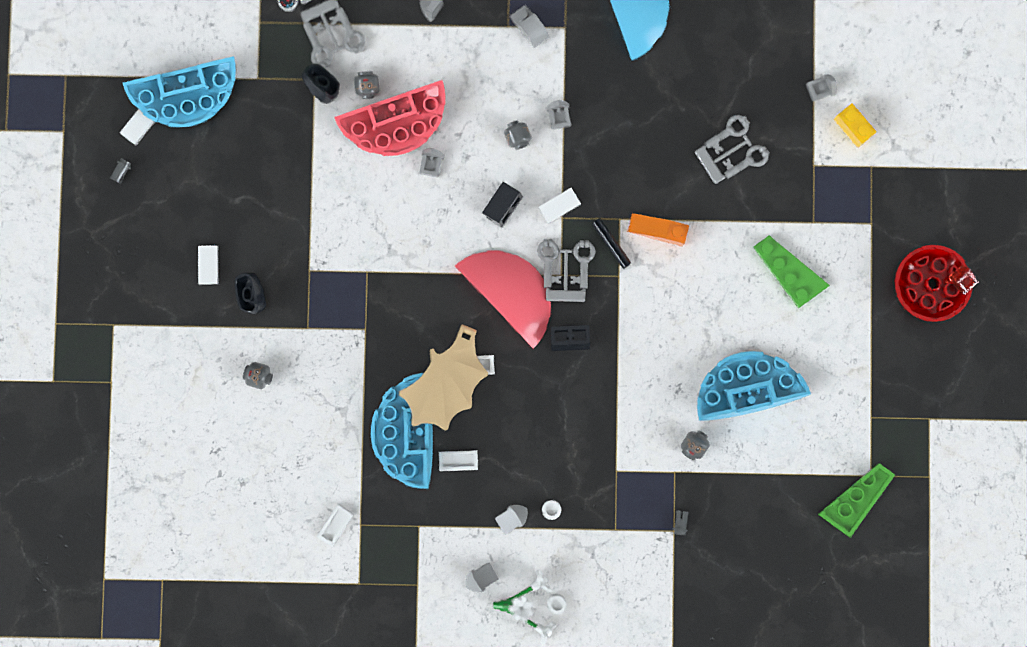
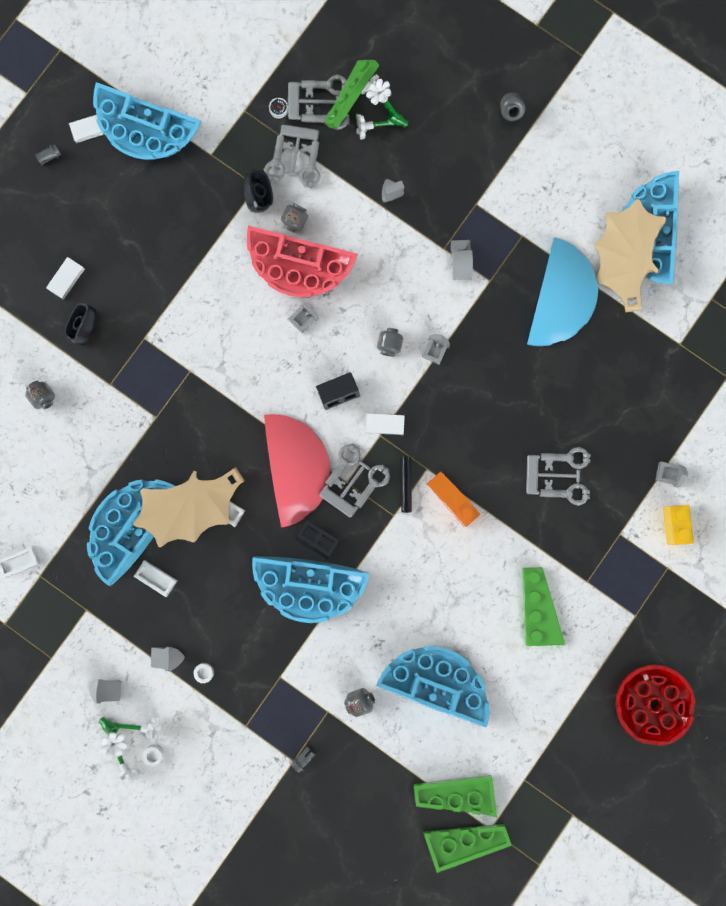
camera: 30 degrees right, 0 degrees up
(590, 381) = (308, 588): none -> medium azure brick
(832, 460) = (458, 795): none -> bright green wing
(963, 279) = (684, 719): clear red slope -> none

